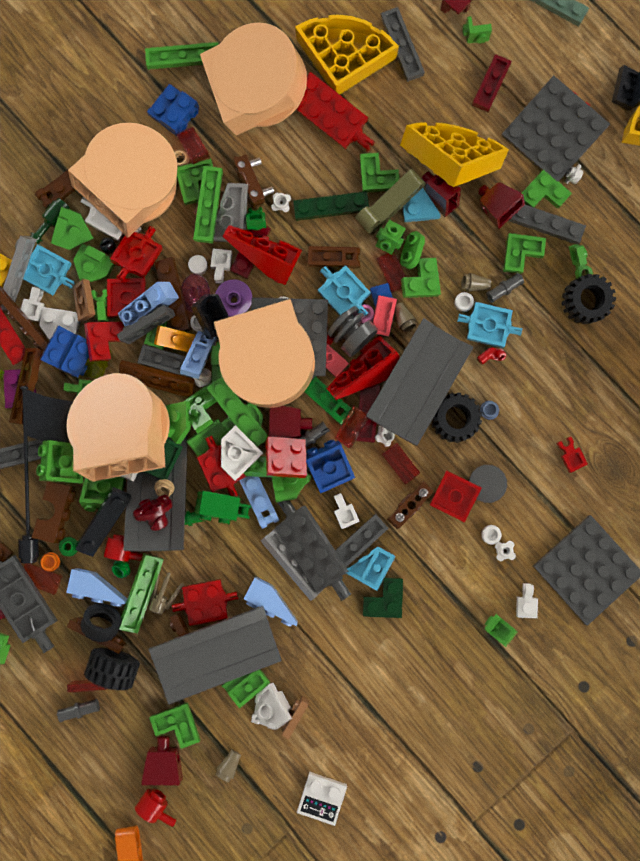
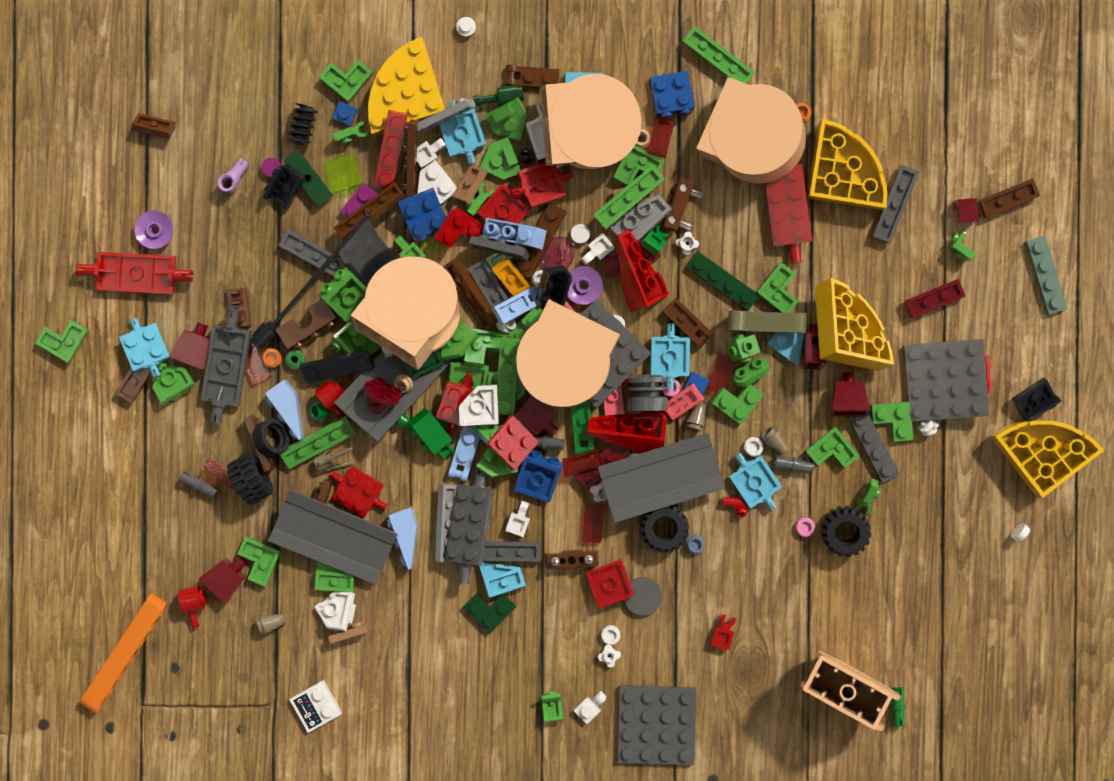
camera: 45 degrees right, 5 degrees up
(555, 325) = (805, 527): none -> bright pink tile

